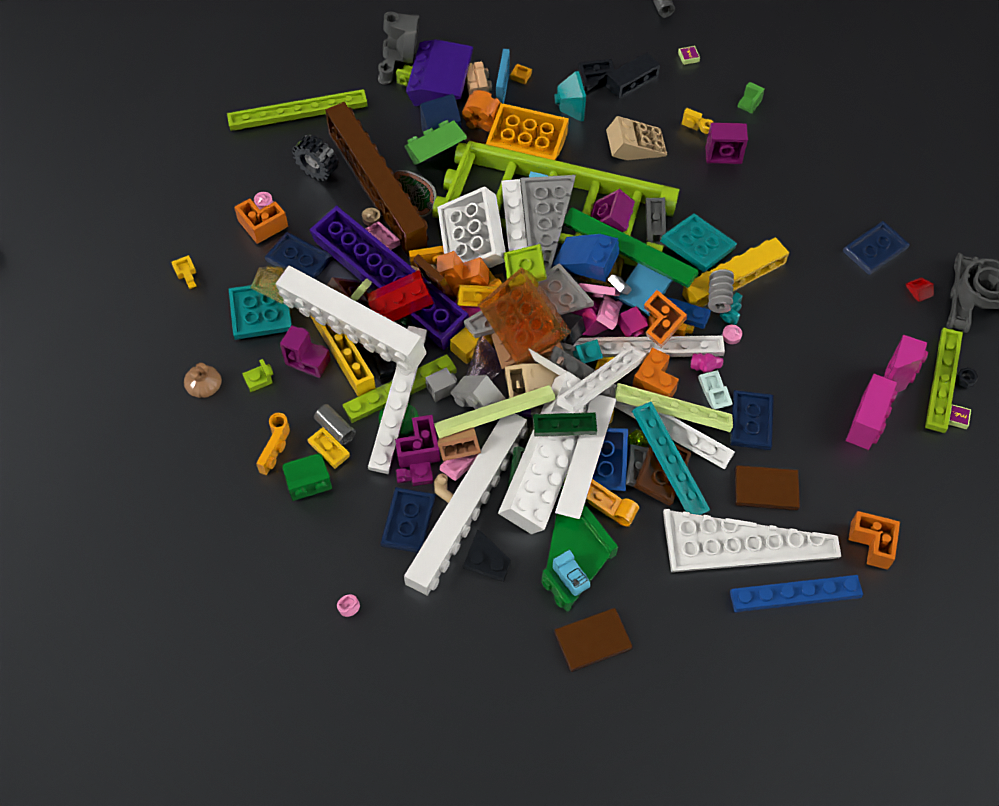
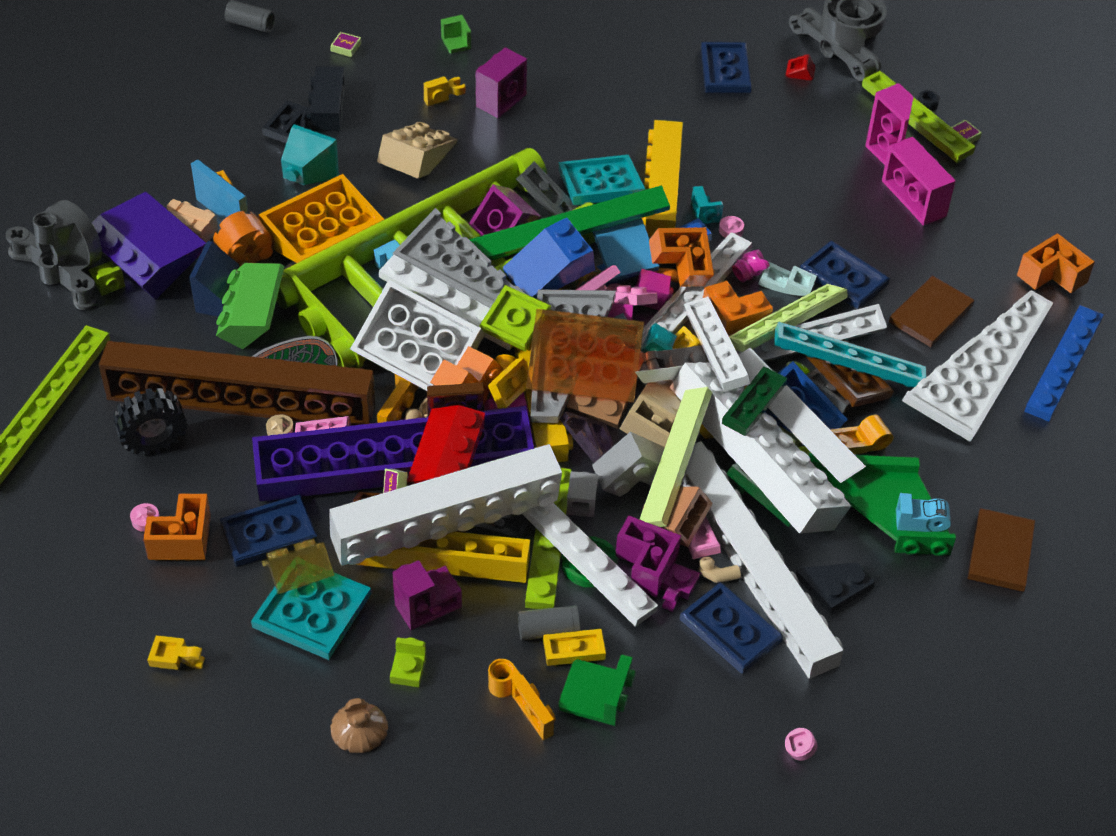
camera: 55 degrees left, 10 degrees down
(619, 284) = (606, 261): tile -> none
(721, 291) = (689, 193): light grey piece -> none

